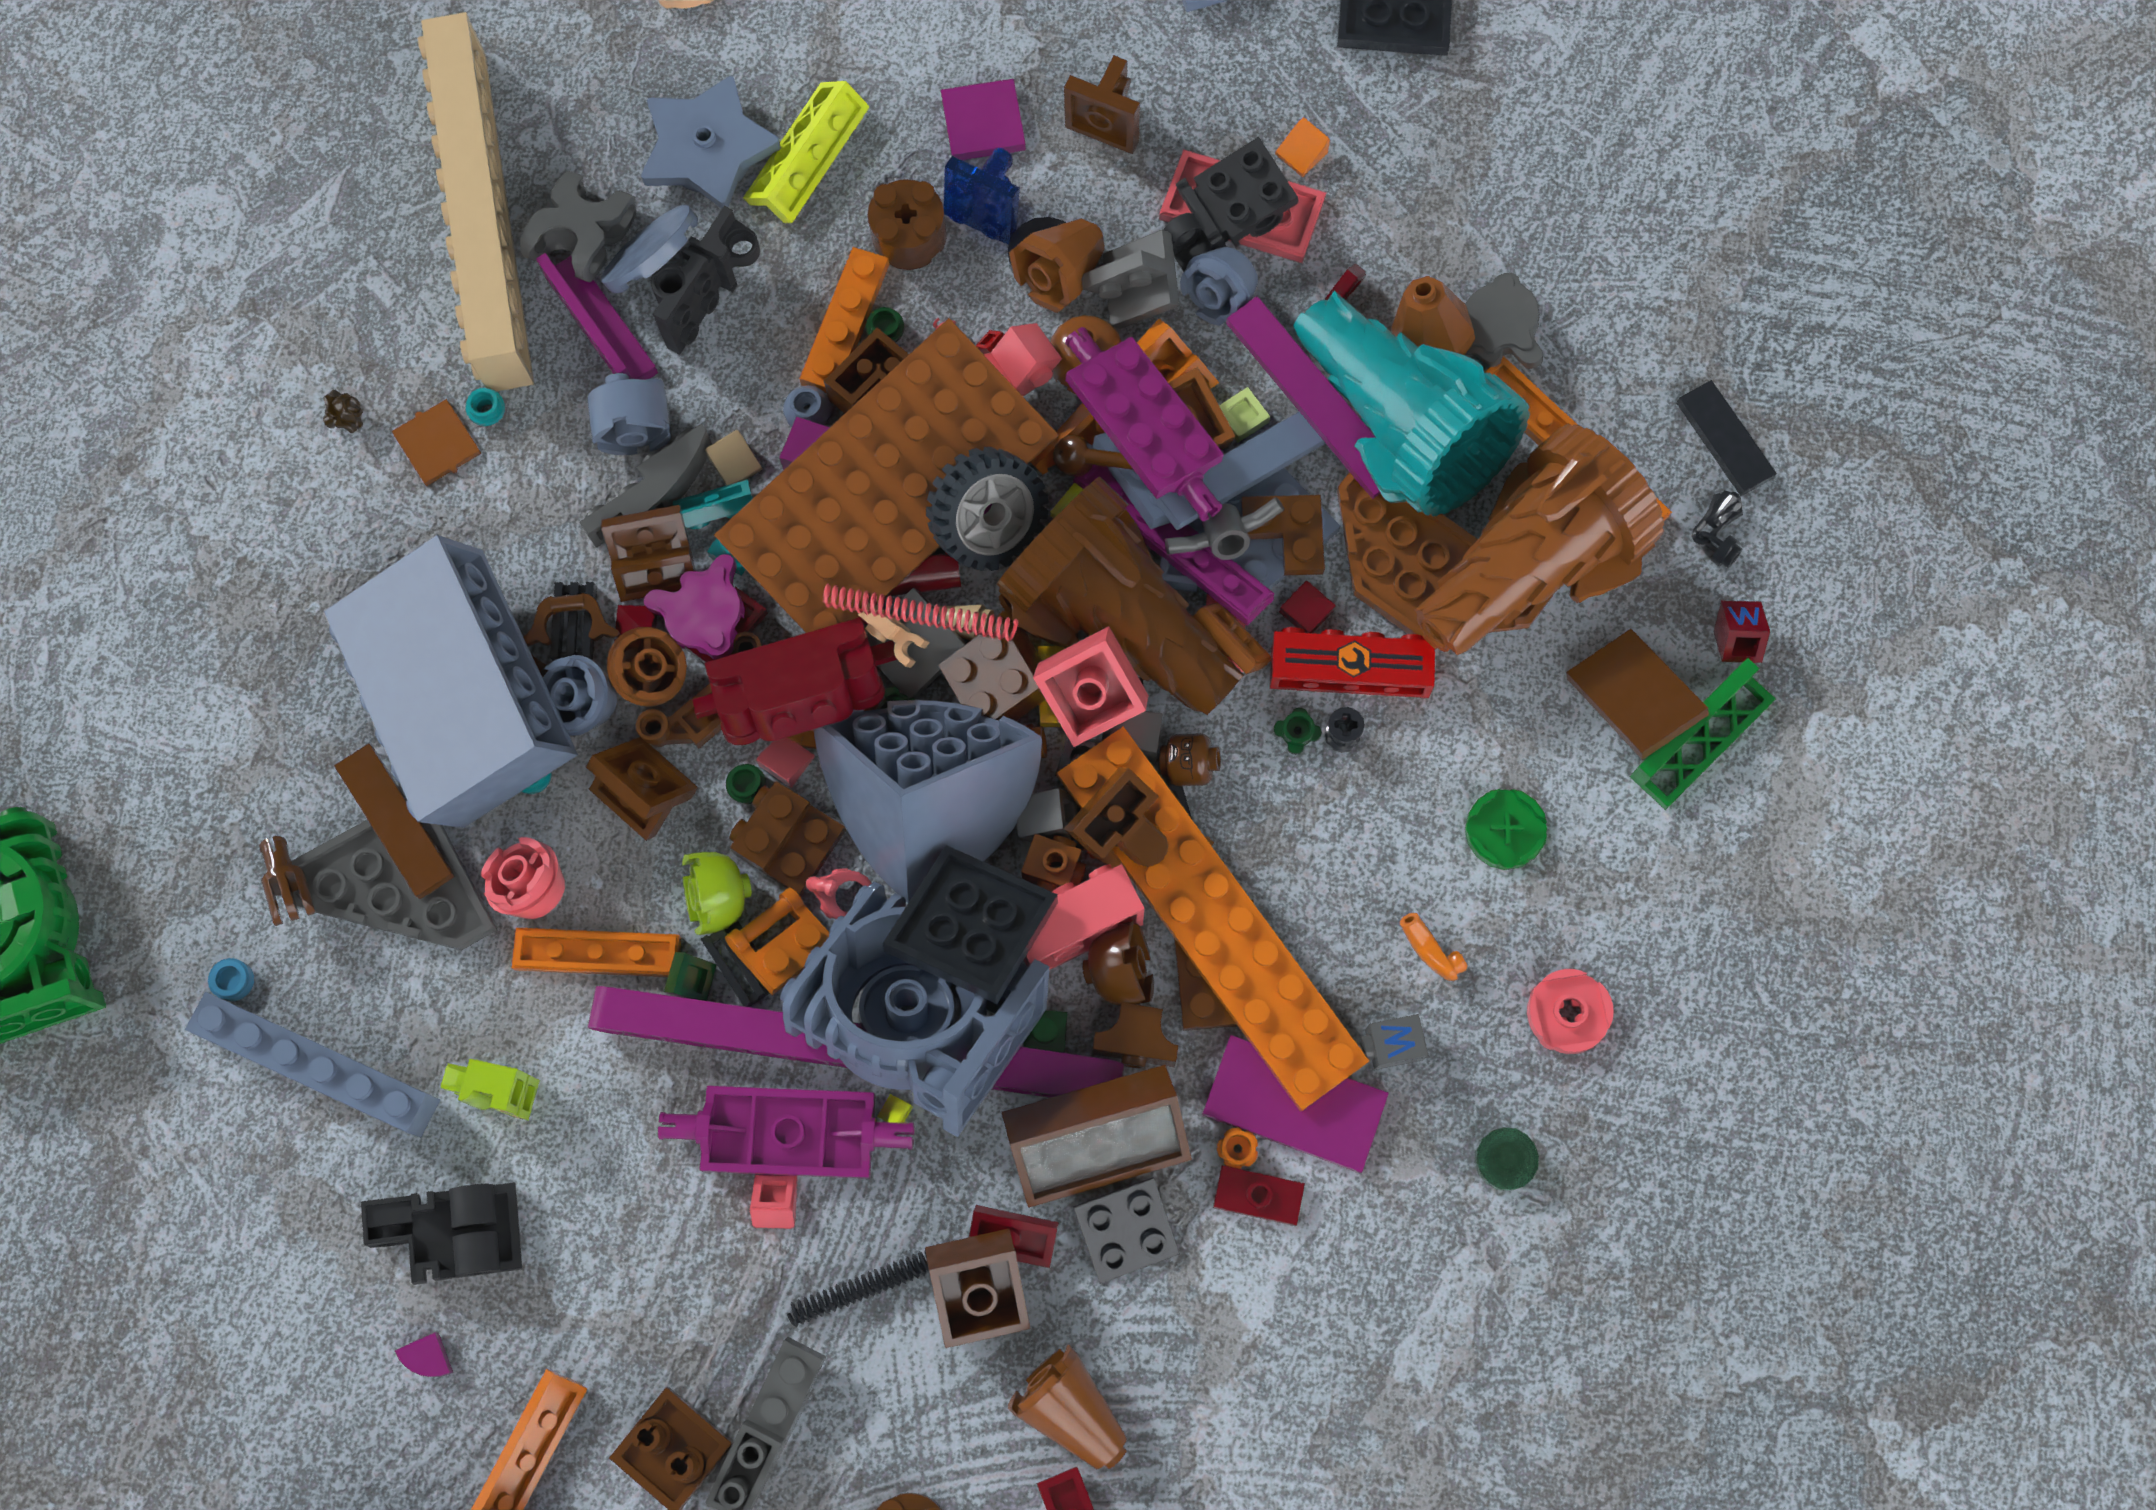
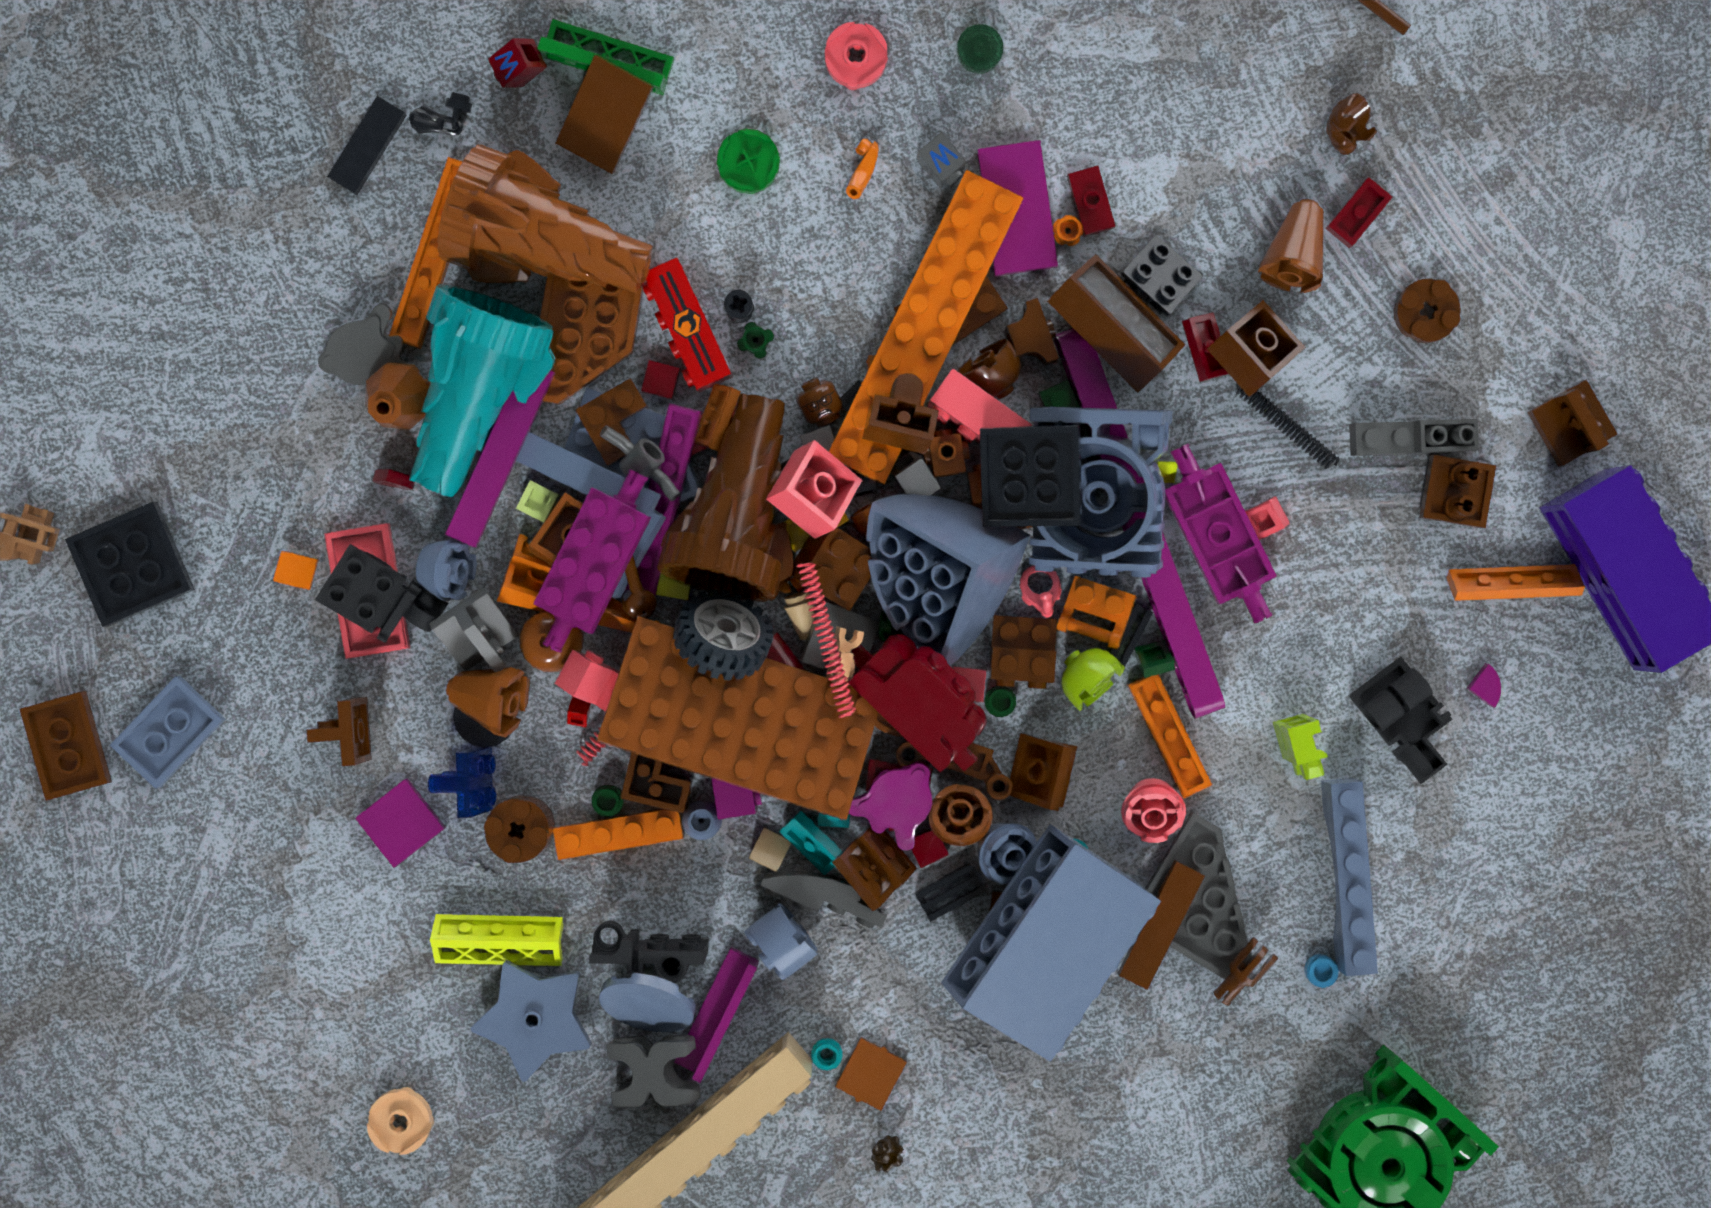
camera: 125 degrees left, 15 degrees up
(551, 605) = (942, 901): reddish brown helmet -> none

